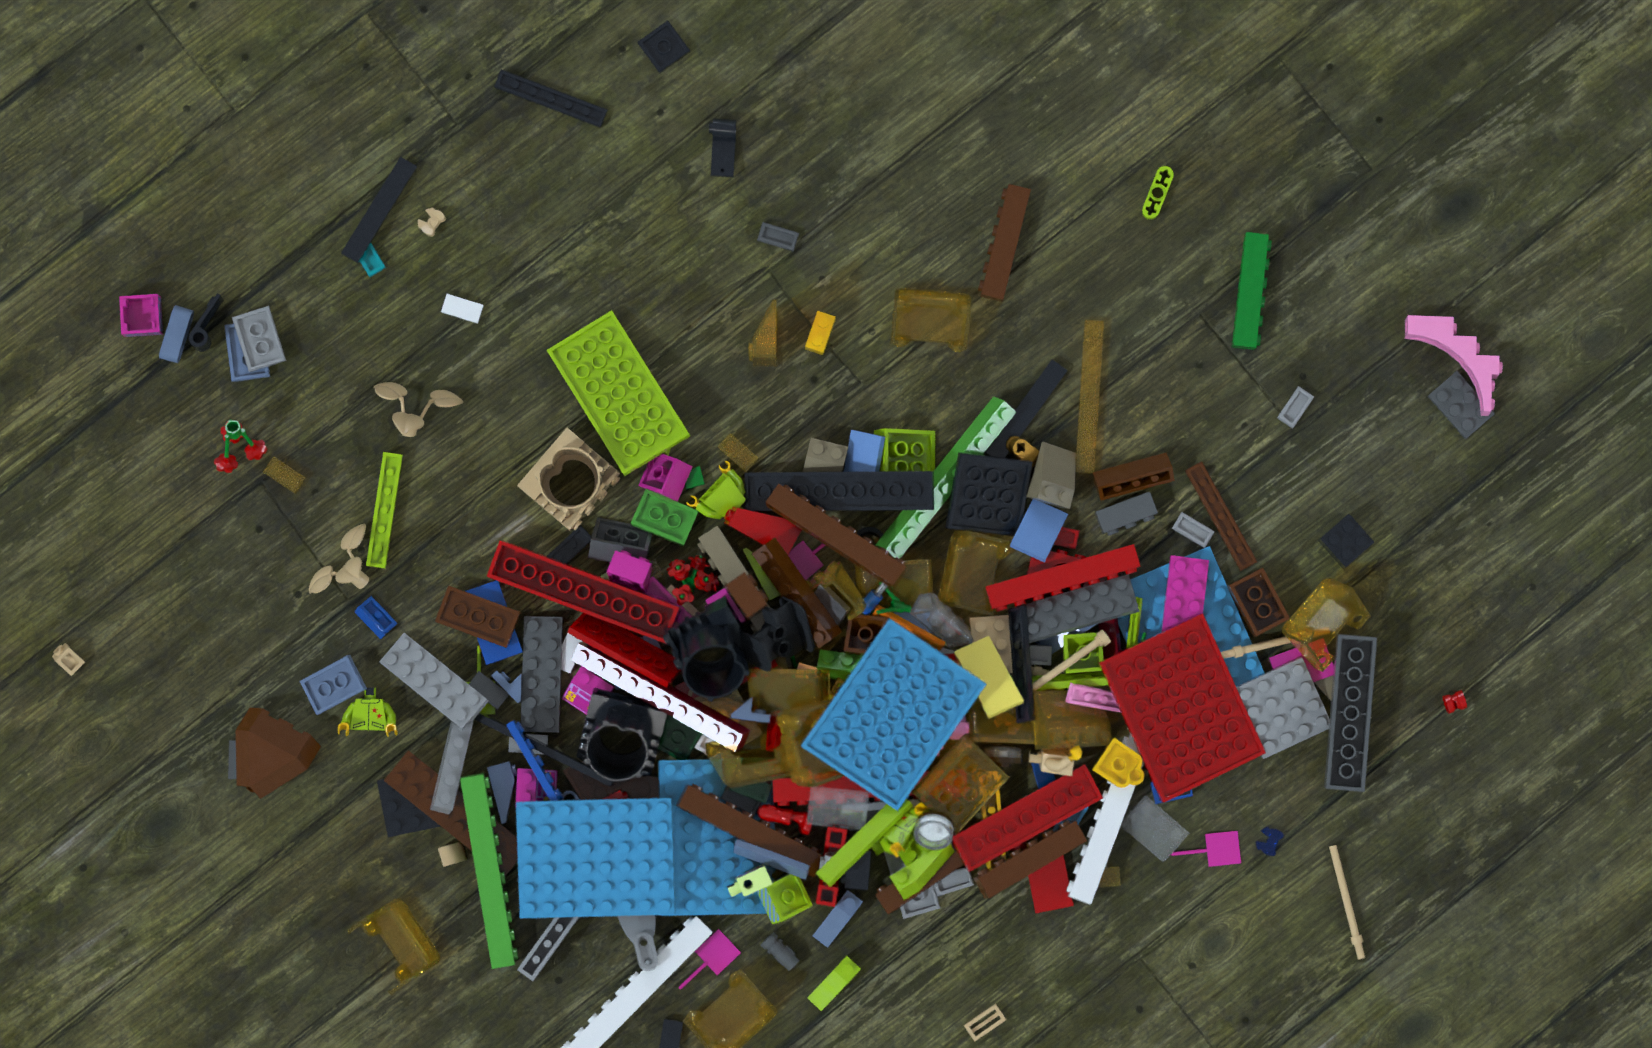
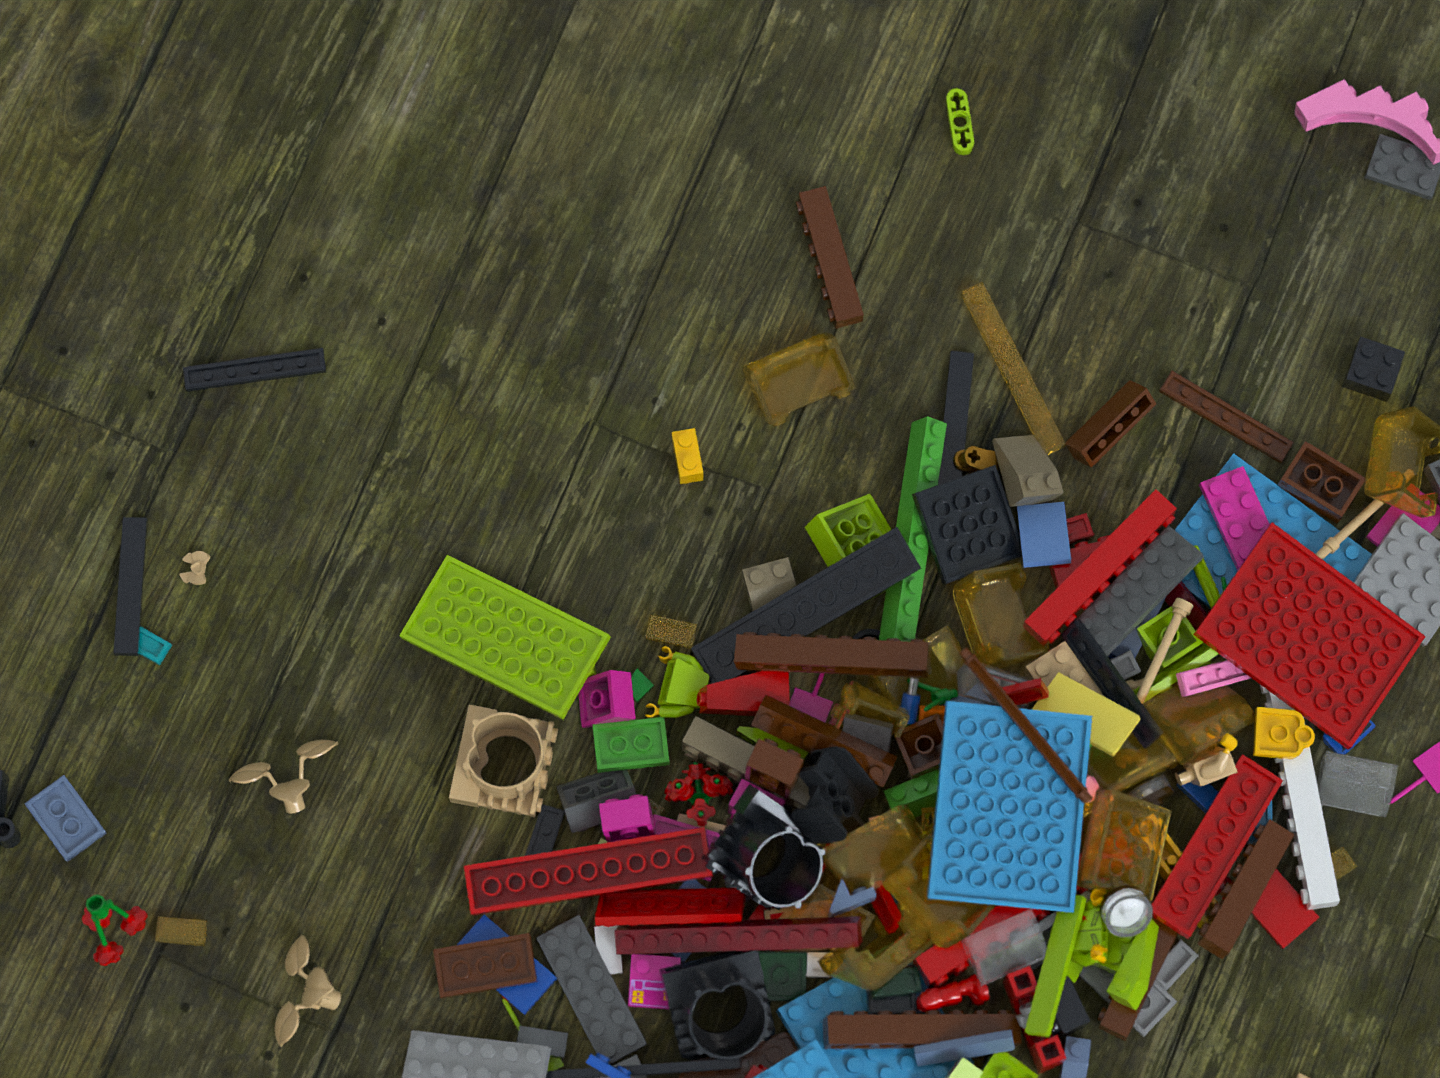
camera: 30 degrees left, 10 degrees down
(259, 339) = (72, 796): light grey tile -> none
(375, 617) = (370, 1032): blue slope -> none
(384, 510) = (315, 908): lime plate -> none
(462, 308) = (281, 642): white tile -> none
(513, 689) = (570, 1023): sand blue slope -> none
(663, 46) = (347, 251): black tile -> none
(723, 147) = (470, 319): black door -> none
(764, 345) = (639, 495): clear yellow slope -> none
(778, 236) = (583, 382): dark grey tile -> none
(864, 452) = (808, 552): medium blue tile -> none
(937, 681) = (1025, 725): none -> reddish brown piece
(953, 636) = (1027, 691): none -> red tile
(1126, 514) = (1125, 467): dark grey brick -> none
(1193, 530) = (1205, 447): light grey tile -> none
(1250, 291) = (1117, 168): green brick -> none
(1295, 407) = (1235, 262): light grey tile -> none

